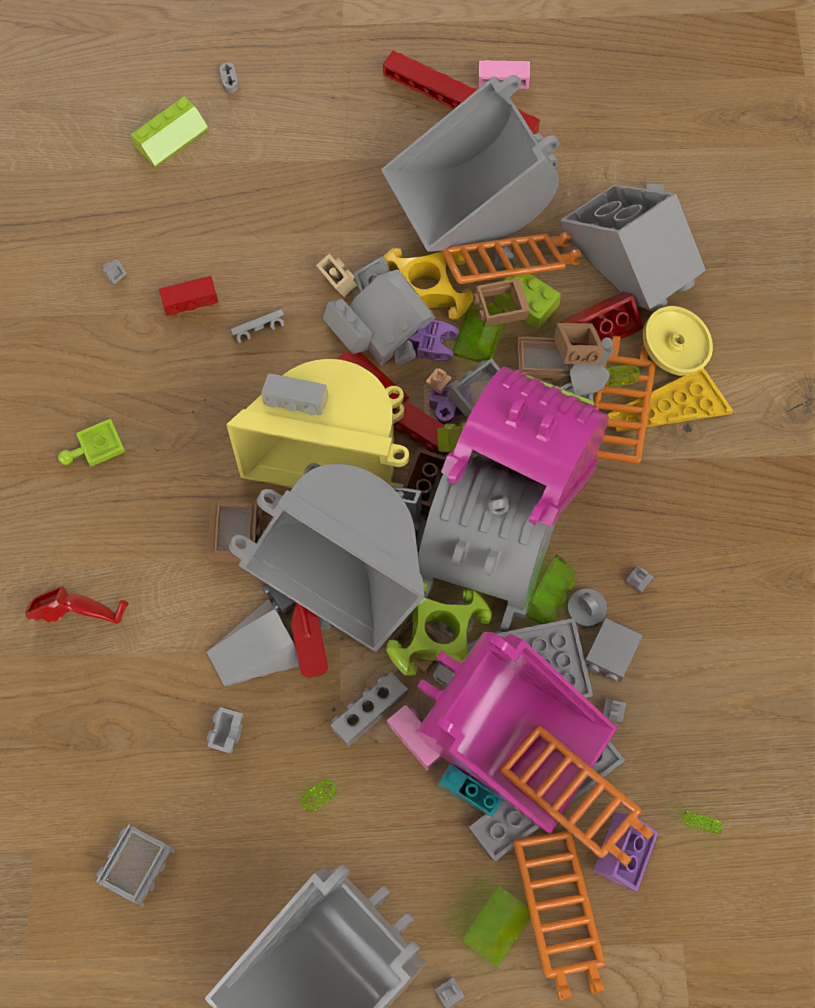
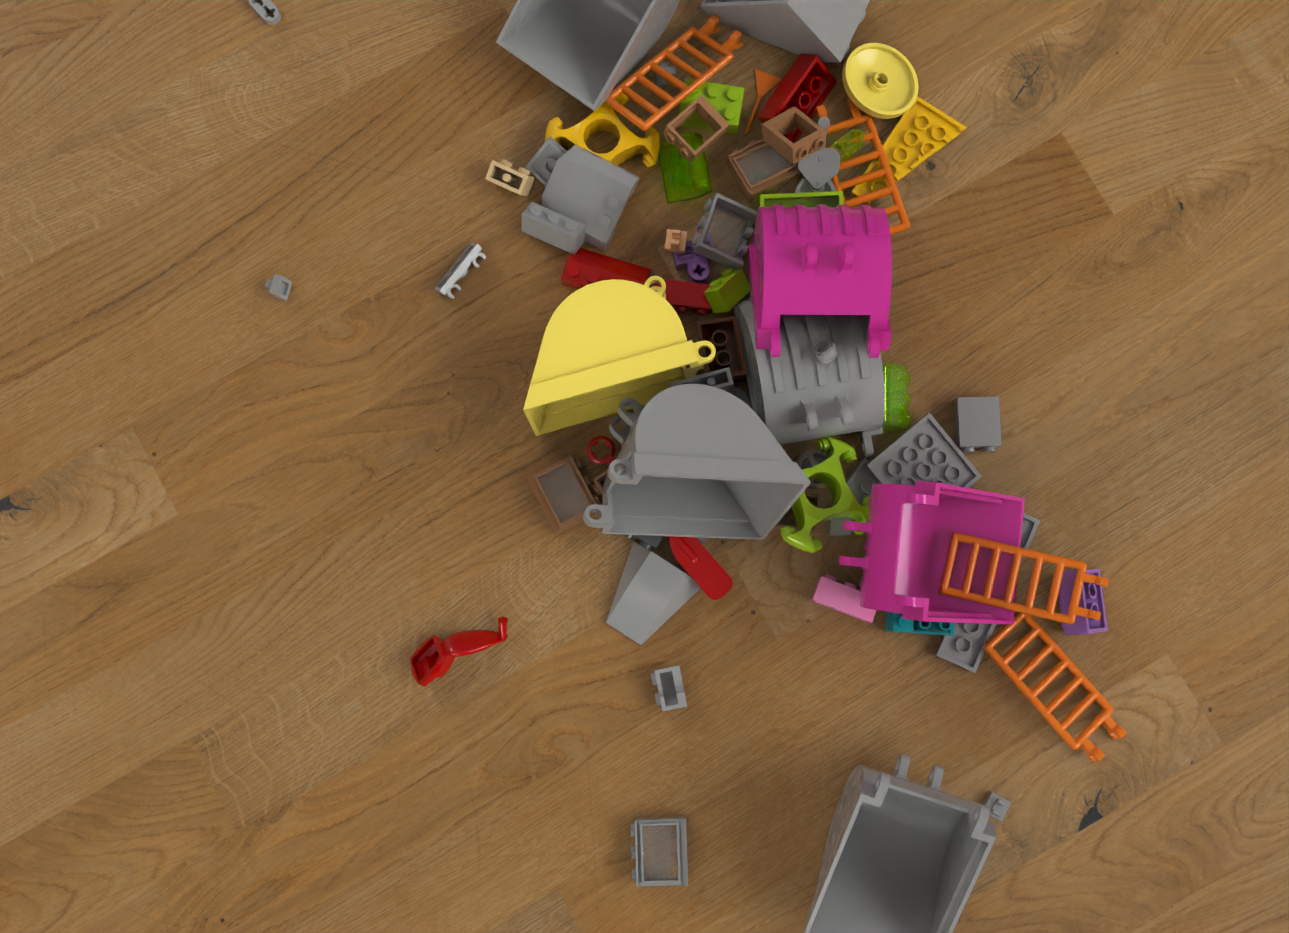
camera: 30 degrees left, 15 degrees up
(97, 444) = (376, 474): lime plate -> none
(169, 131) = (240, 102): lime slope -> none
(188, 295) = (373, 275): red brick -> none
(294, 394) = (573, 345): light grey brick -> none
(315, 791) = (791, 700): clear neon green beam -> none
(349, 734) = (803, 567): light grey brick -> none
(404, 353) = (625, 227): light grey tile -> none
(436, 351) = (651, 207): medium lavender piece -> none
(497, 926) = (1005, 728): clear neon green slope -> none
(582, 302) = (764, 83): none -> orange piece
(587, 607) = (931, 394): light grey tile -> none
(614, 710) = (1005, 479): light grey tile -> none
(639, 579) = (963, 341): light grey tile -> none
(702, 822) = (1134, 540): clear neon green beam -> none

